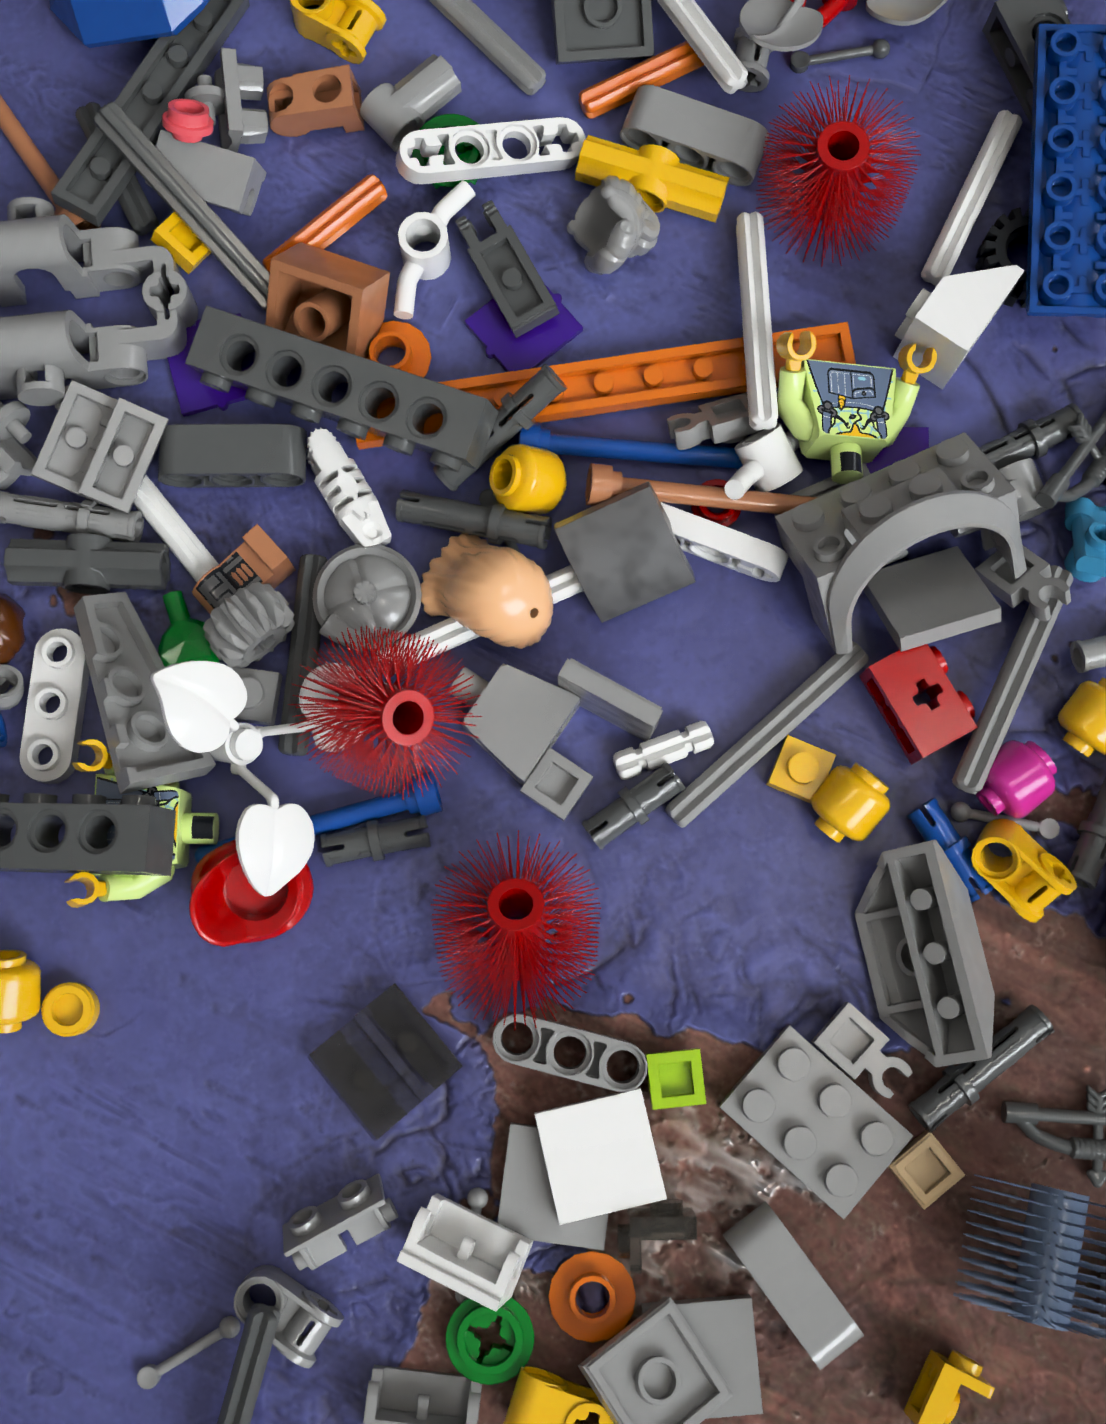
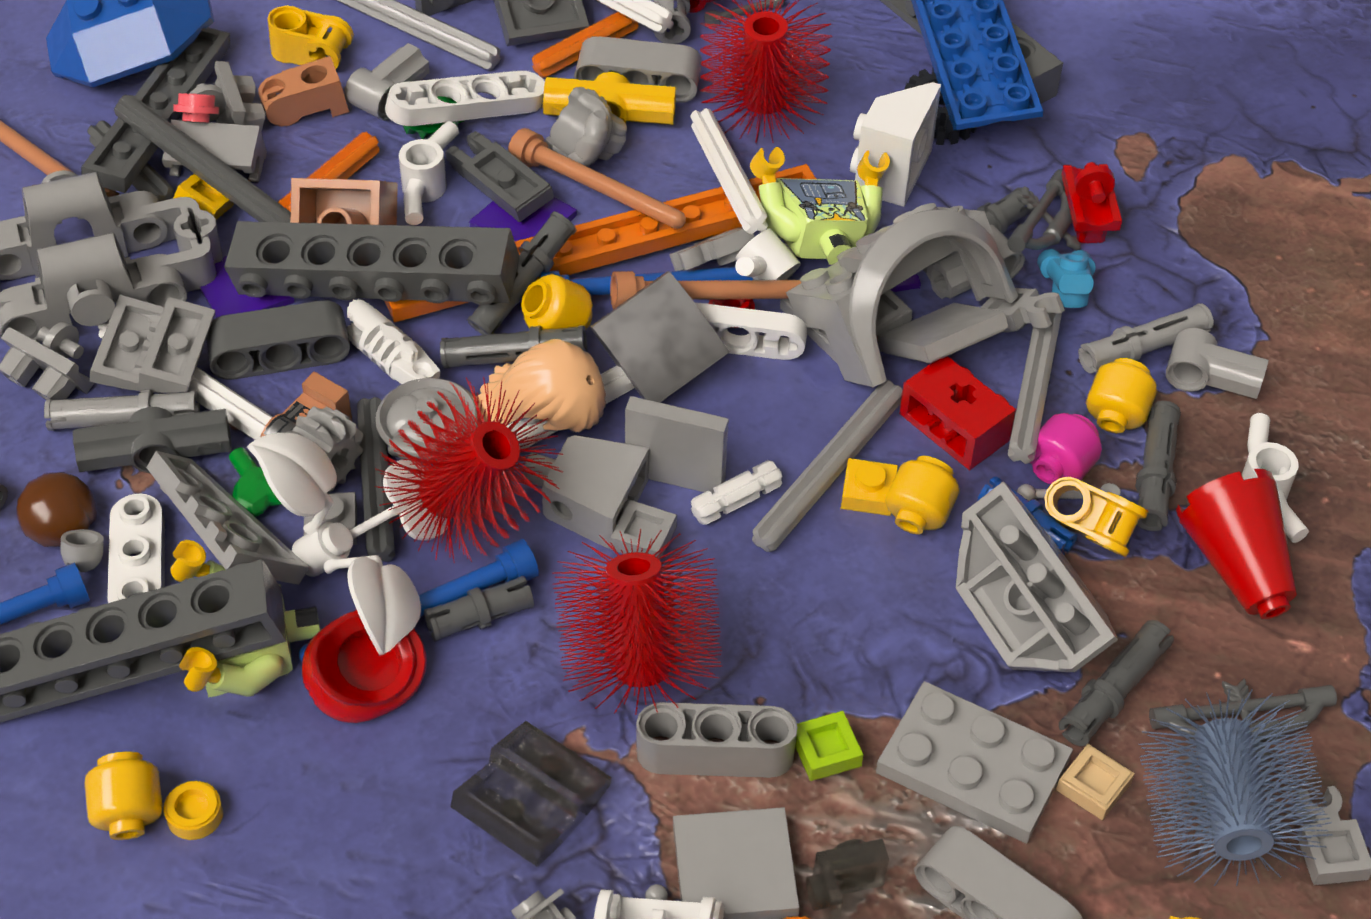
camera: 15 degrees left, 30 degrees down
(548, 235) = (534, 151): none -> nougat piece
(600, 1156) = (770, 817): white tile -> none
(633, 805) = (724, 532): dark grey pin -> none
(855, 1046) = (996, 686): light grey plate -> none
(971, 197) = (887, 61): white axle -> none

